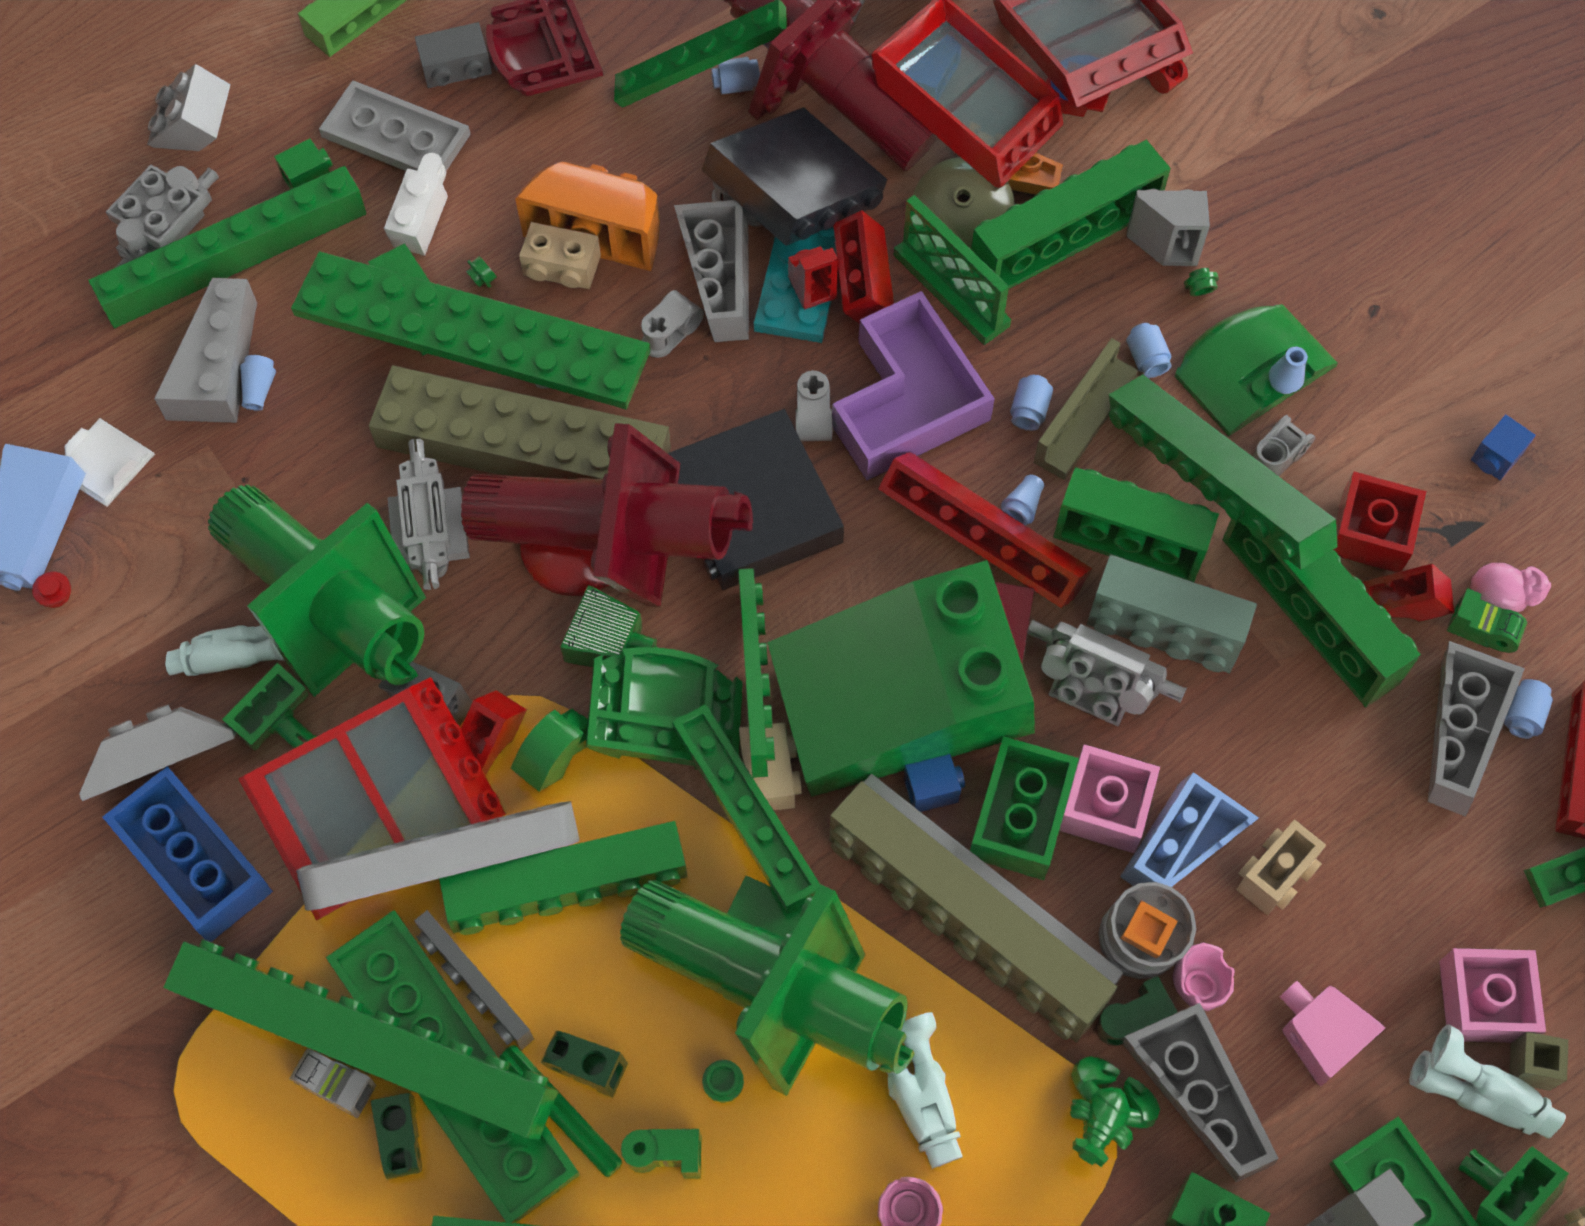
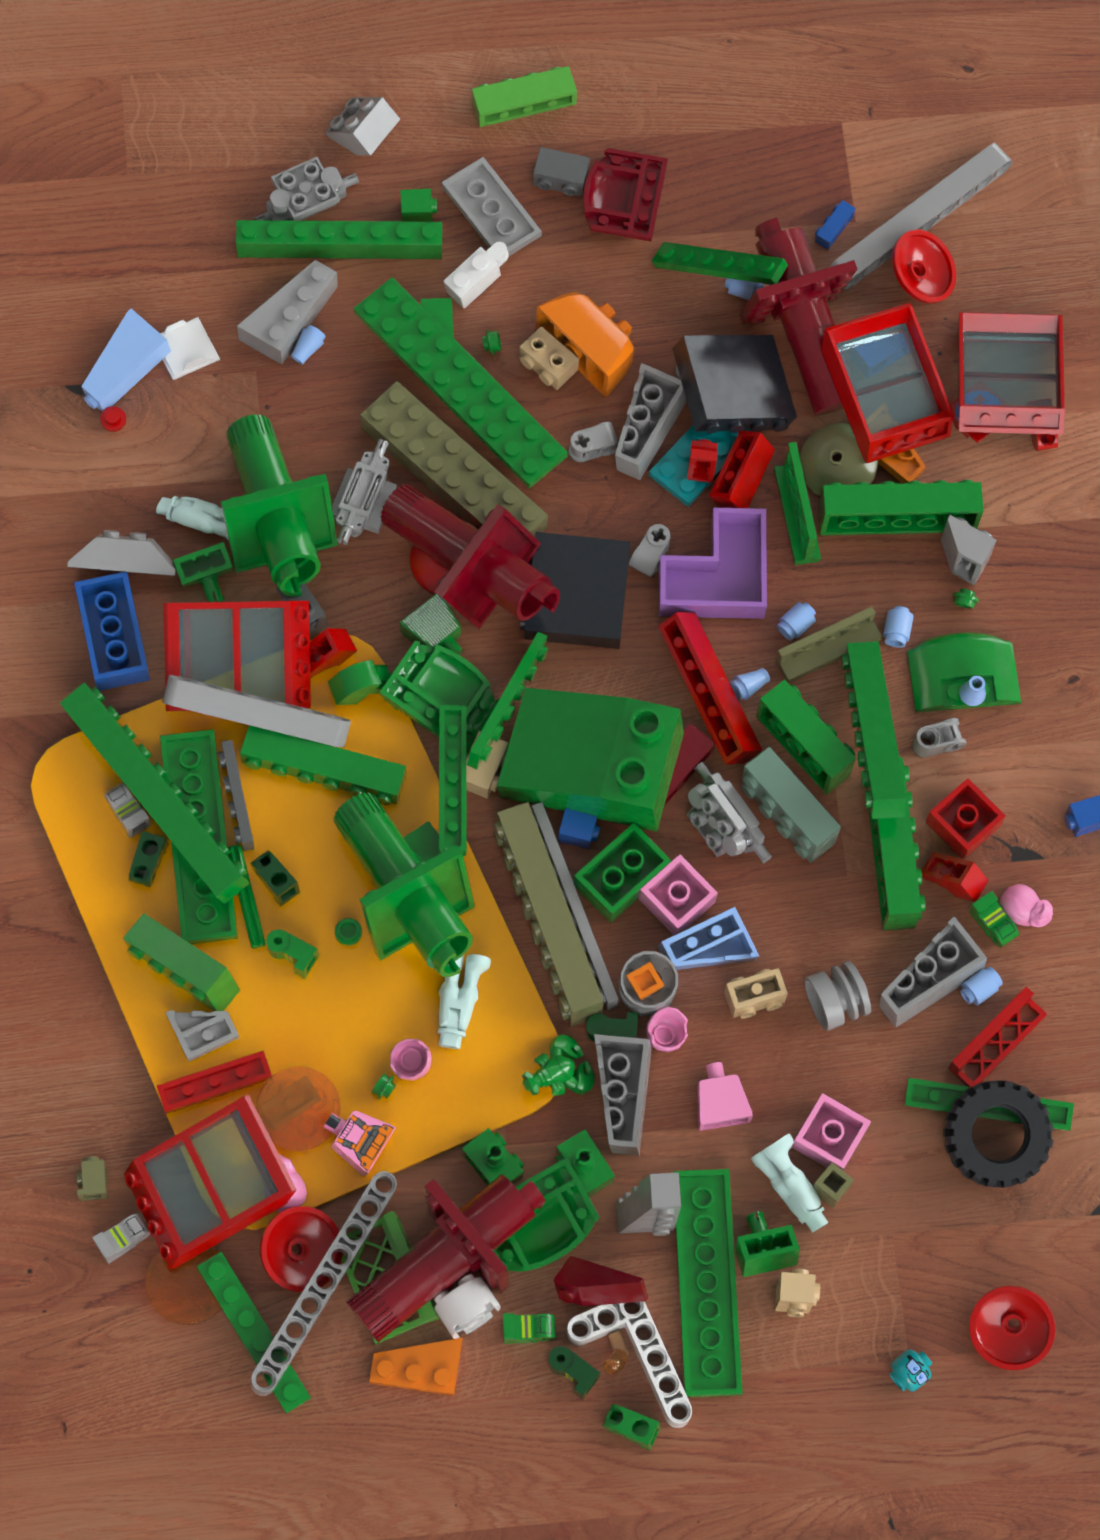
camera: 25 degrees right, 5 degrees up
(1382, 814) = (834, 997): none -> light grey wheel

